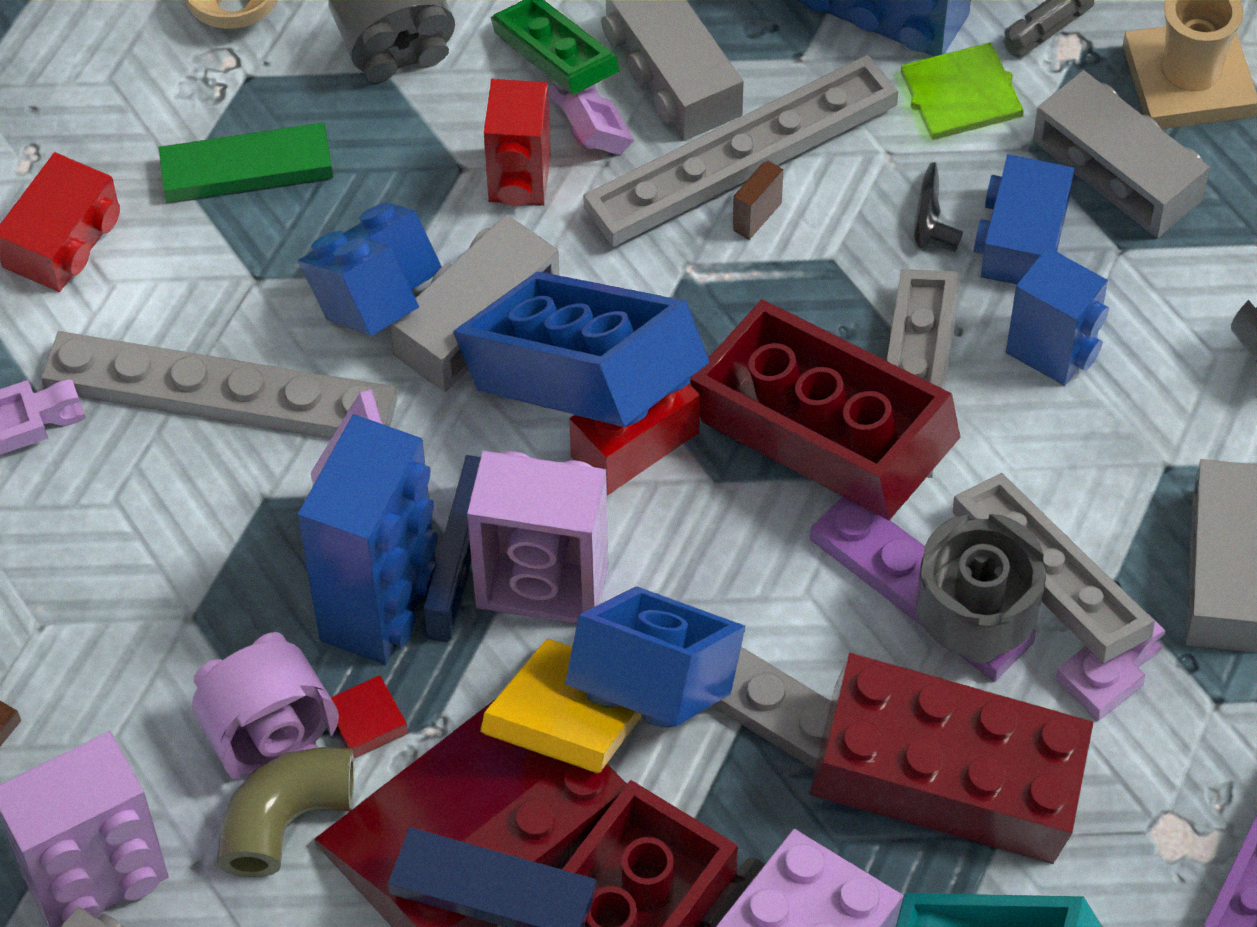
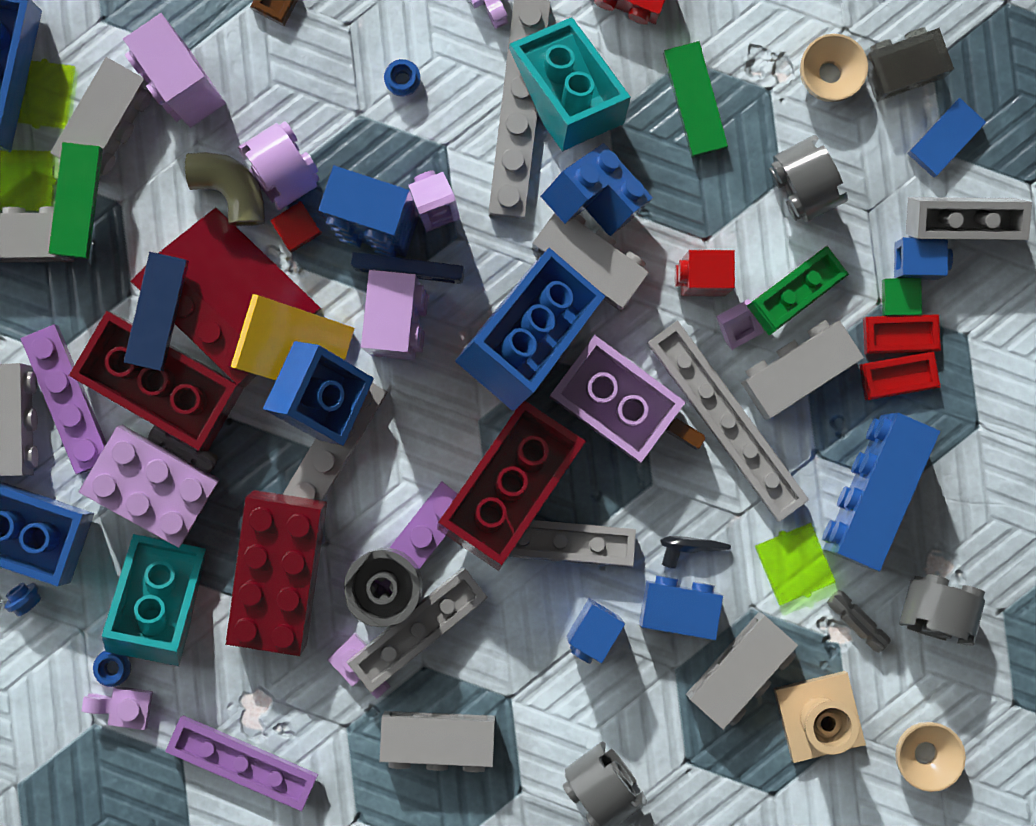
camera: 85 degrees right, 30 degrees up
(137, 530) = (396, 68): none -> blue plate
(197, 300) = (570, 84): none -> teal slope
(715, 253) = (617, 399): none -> lavender brick

